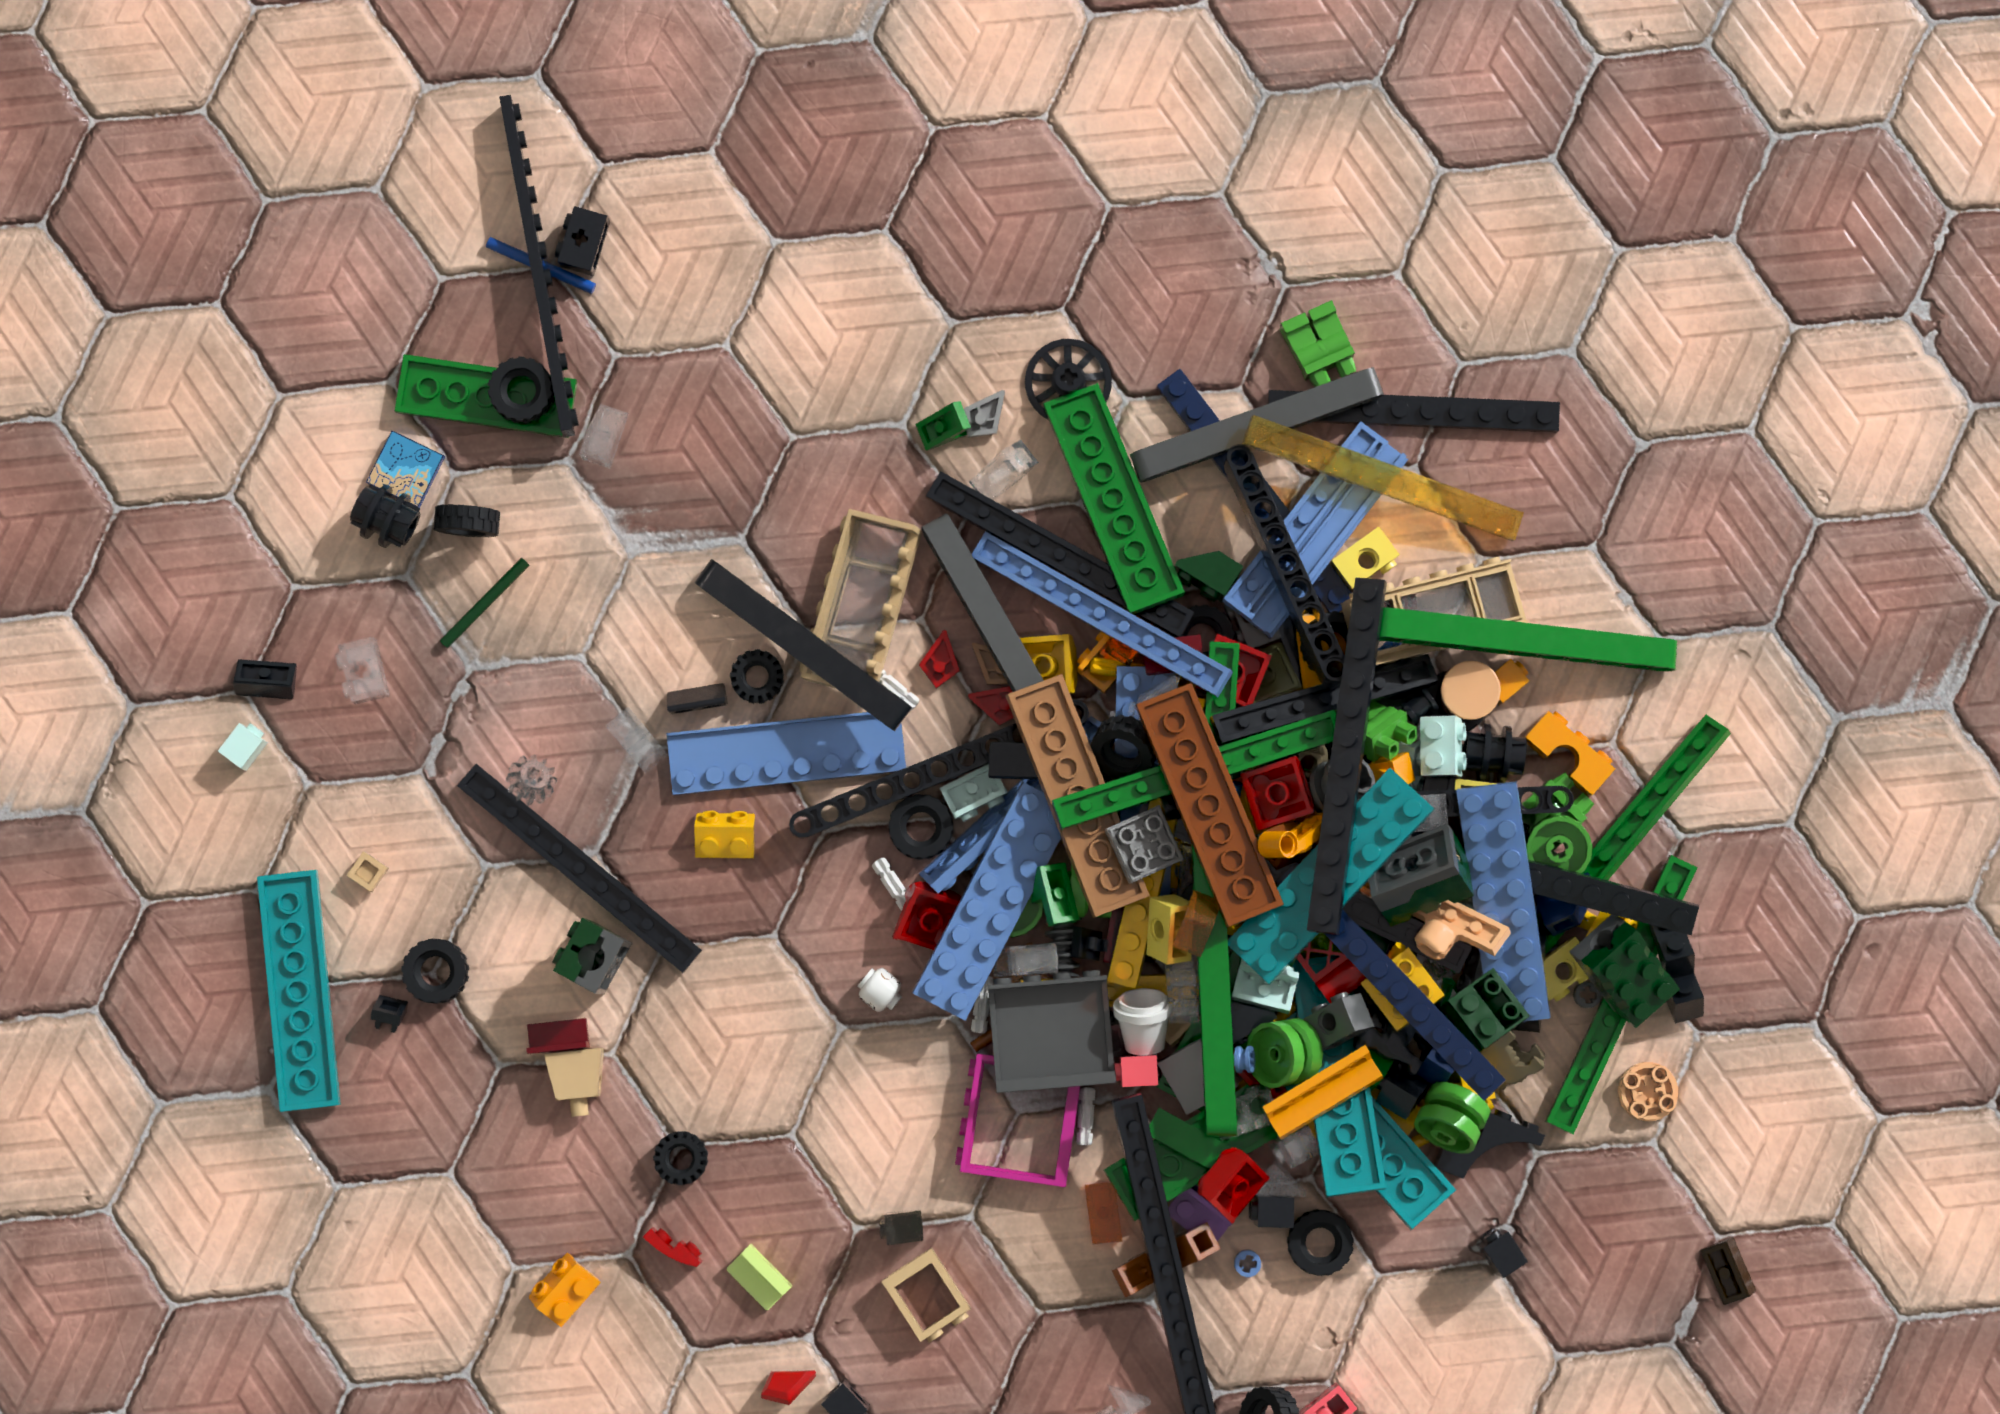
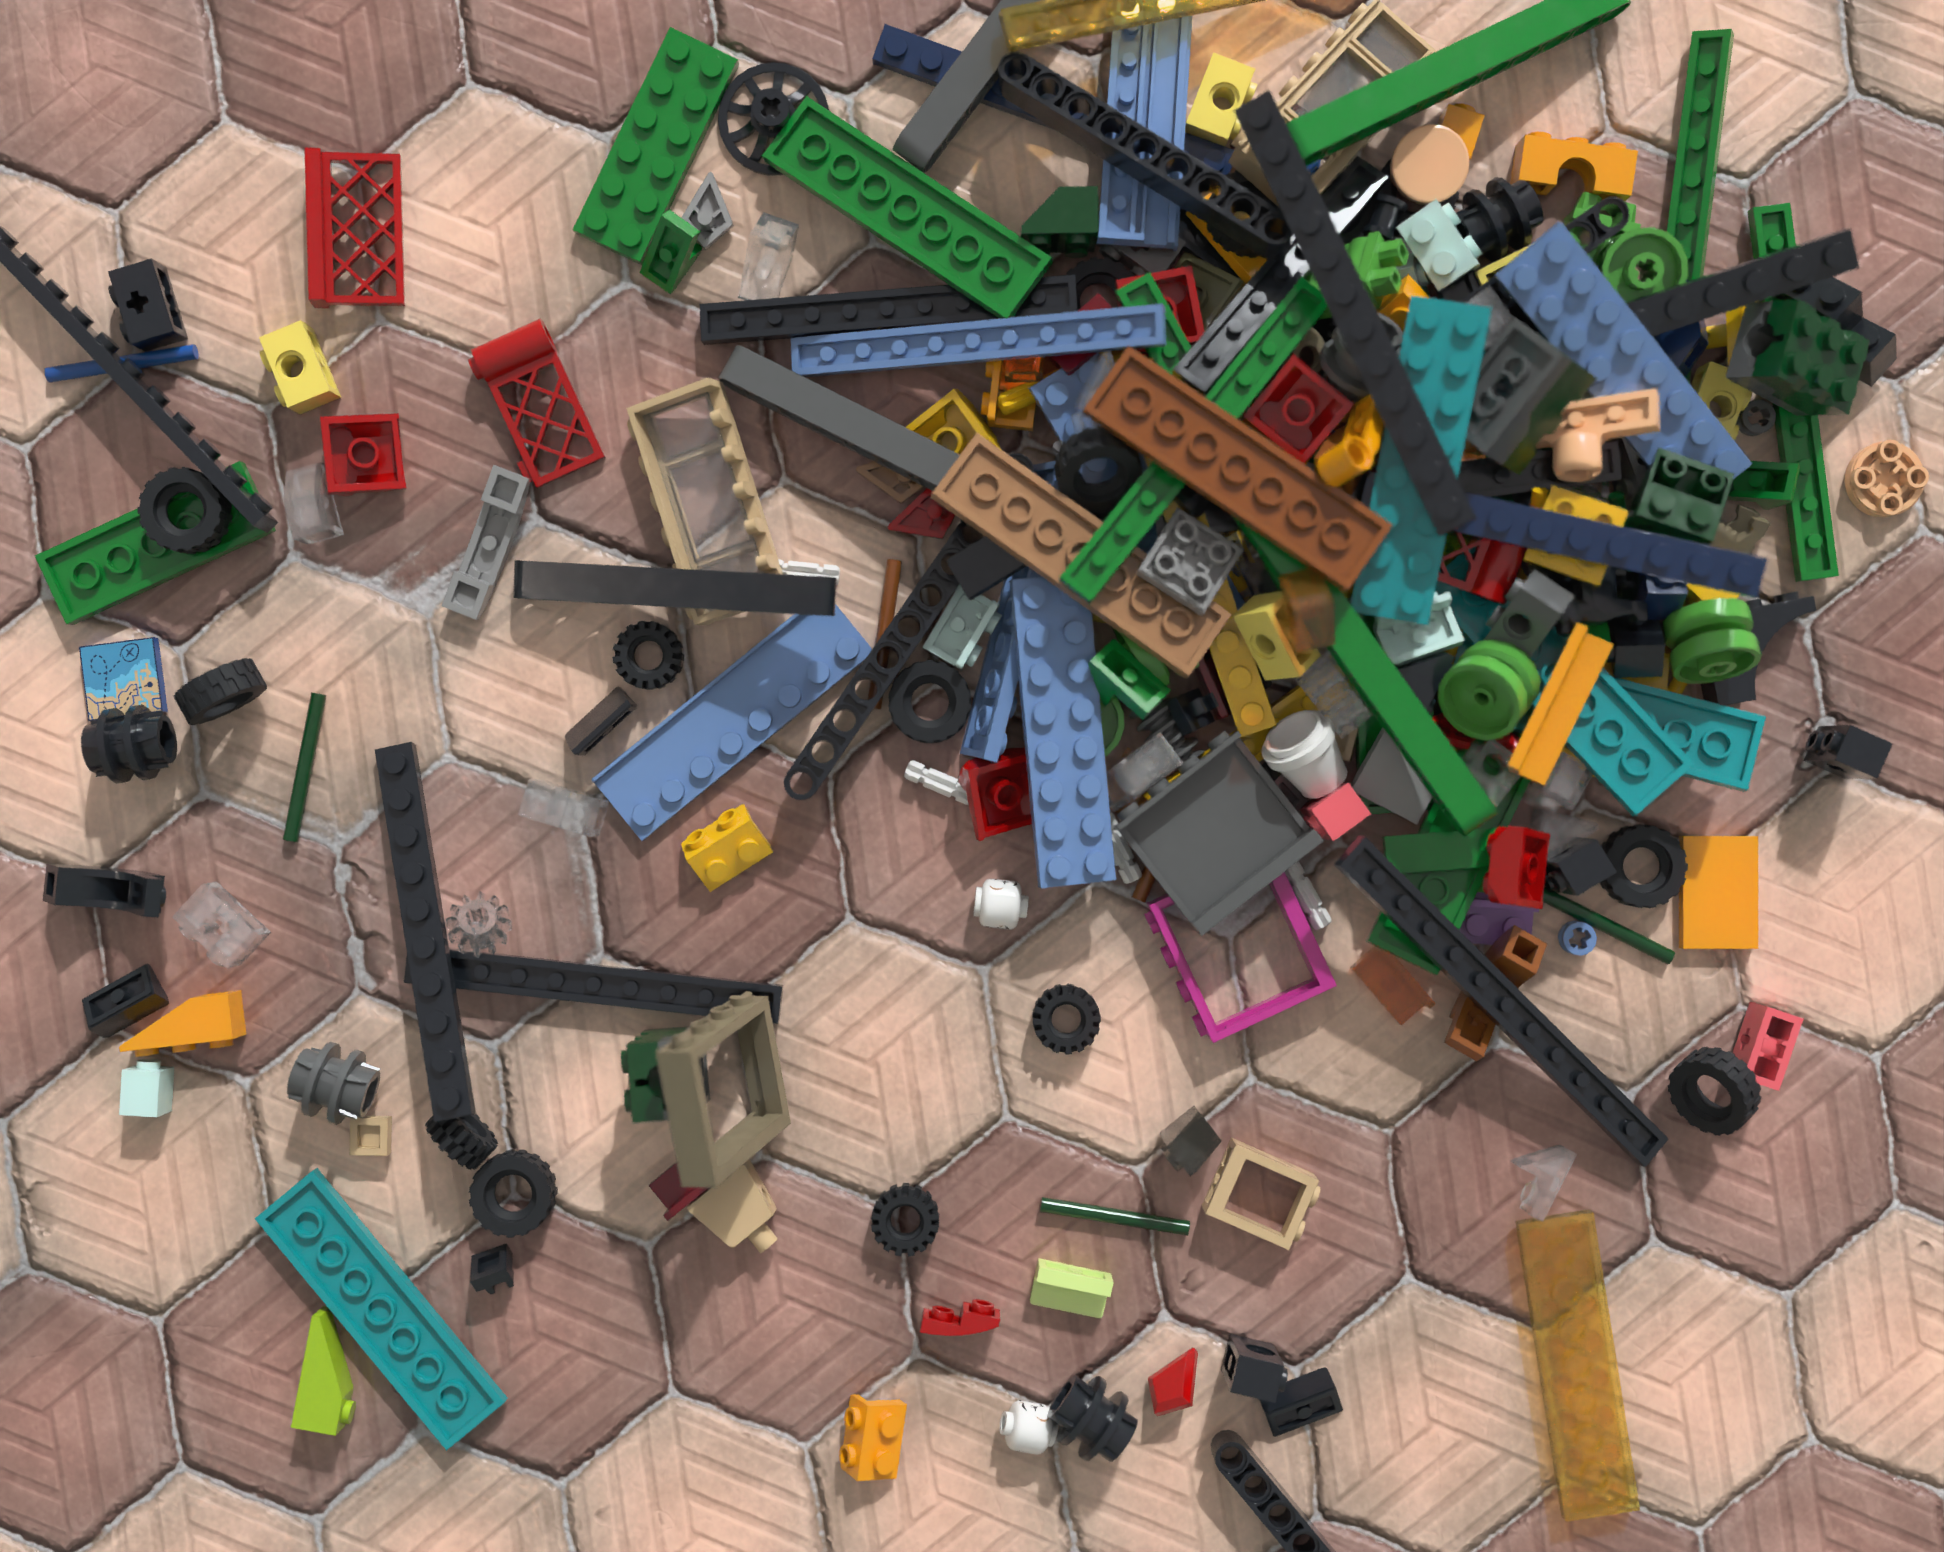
camera: 35 degrees left, 5 degrees up
(229, 1015) = (325, 1381): none -> lime slope
(306, 599) = (104, 888): none -> black arch
(306, 722) = (200, 1019): none -> light orange slope
(369, 821) = (328, 1081): none -> dark grey piece
(429, 909) = (463, 1139): none -> black tyre
(494, 761) = (425, 932): none -> black plate
(582, 1016) = (697, 1156): none -> dark tan window
(656, 361) = (315, 383): none -> light yellow brick
(658, 426) = (362, 453): none -> red slope
(671, 1349) = (1028, 1427): none -> white head
(701, 536) = (489, 544): none -> light grey slope
(718, 1368) = (1092, 1418): none -> black piece
(727, 265) = (321, 233): none -> red fence
(796, 427) = (515, 357): none -> red piece
(820, 1248) = (1114, 1216): none -> dark green bar
(855, 1097) = (1070, 1041): none -> black tyre
(930, 751) = (886, 615): none -> dark orange bar
(940, 661) = (834, 511): red piece -> none
(979, 350) = (656, 145): none -> green plate
(1244, 1059) = (1452, 725): medium blue bush -> none
(1271, 1266) = (1608, 926): none -> dark green bar
(1361, 1294) = (1719, 893): none -> light orange tile
(1559, 1038) = (1766, 483): none -> green slope

